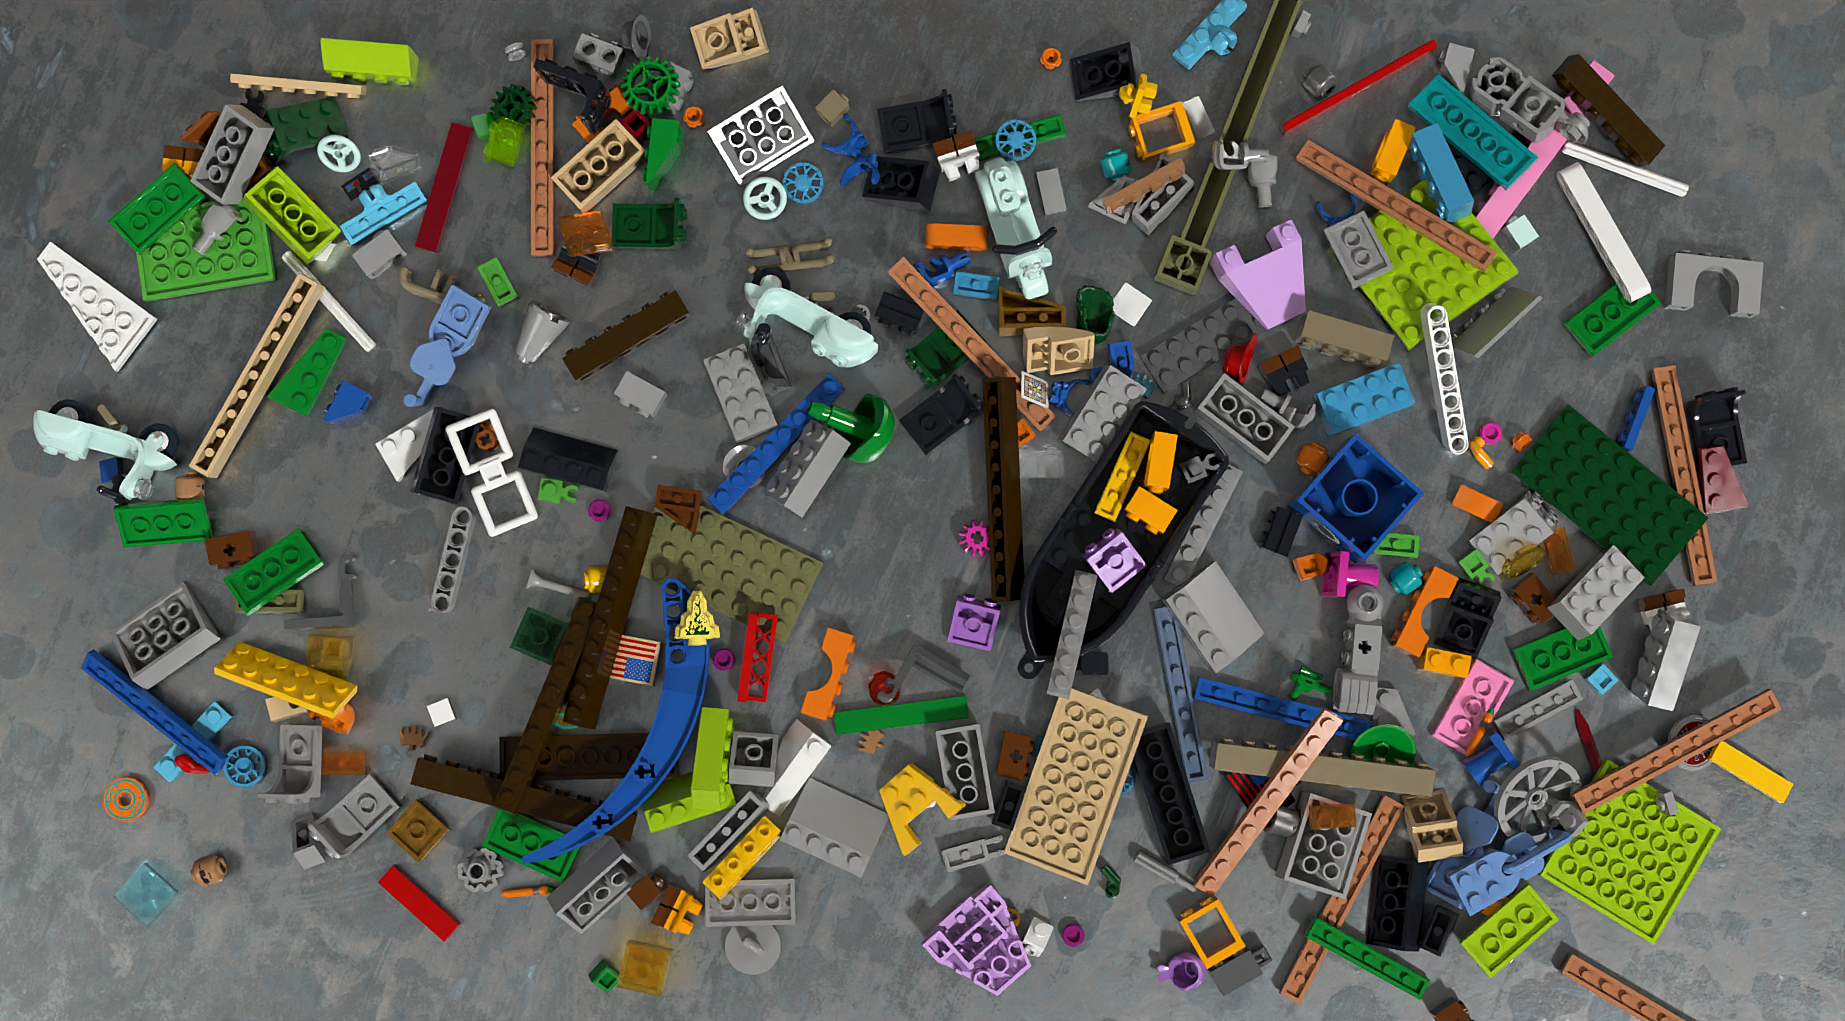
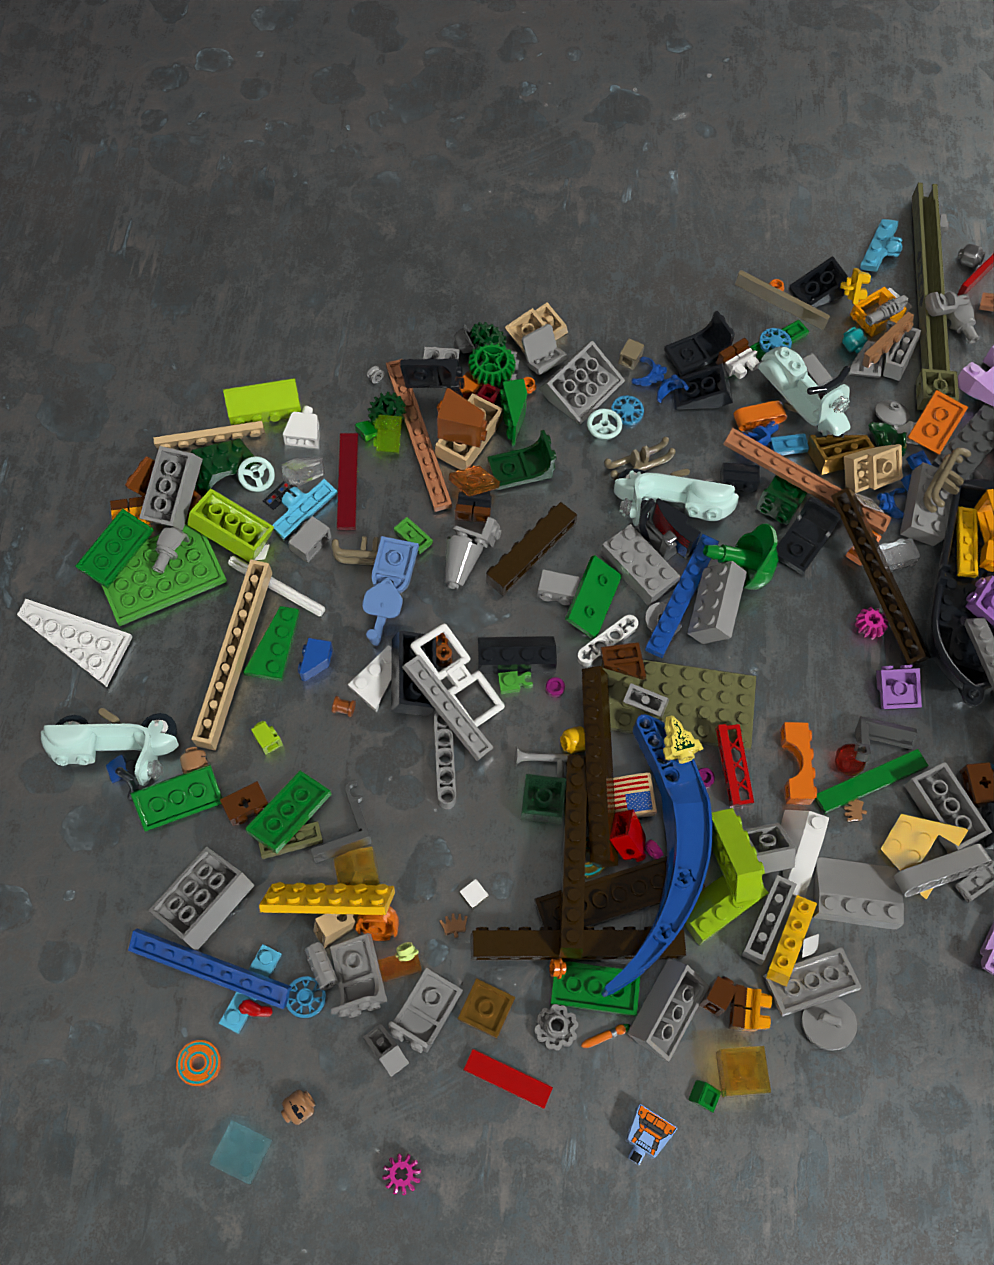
camera: 20 degrees left, 20 degrees down
(265, 742) = (321, 966): none -> light grey axle
(271, 480) = (266, 737): none -> lime brick
(289, 951) = (402, 1165): none -> dark pink gear
(351, 754) = (406, 951): none -> yellowish green plate
(363, 468) = (343, 706): none -> dark orange bush
(409, 104) = (302, 429): none -> white torso
(467, 508) = (447, 707): none -> light grey plate
(496, 816) = (557, 968): none -> orange plate
(534, 995) = (647, 1134): none -> torso
(566, 311) = (488, 537): none -> light grey bracket
(581, 162) = (461, 420): none -> dark orange slope
(614, 703) = (628, 836): none -> red torso
(639, 722) = (653, 849): none -> dark pink tile
(654, 34) = (486, 334): none -> dark green gear
(674, 418) = (593, 597): none -> green plate
(674, 469) = (607, 640): none -> white beam
(683, 562) = (646, 700): none -> light grey brick
(724, 77) = (542, 350): none -> light grey bracket
(760, 868) = (810, 945): none -> white sticker
(795, 363) = (670, 519): none -> black slope
(928, 834) = (942, 870): none -> light grey beam
(1049, 80) = (782, 300): none -> dark tan tile
(1115, 395) = (945, 479): none -> dark tan piece
(1116, 284) = (892, 412): none -> light grey dish
(1161, 310) = (937, 422): none -> orange plate
(1166, 139) = (887, 310): none -> light grey hinge

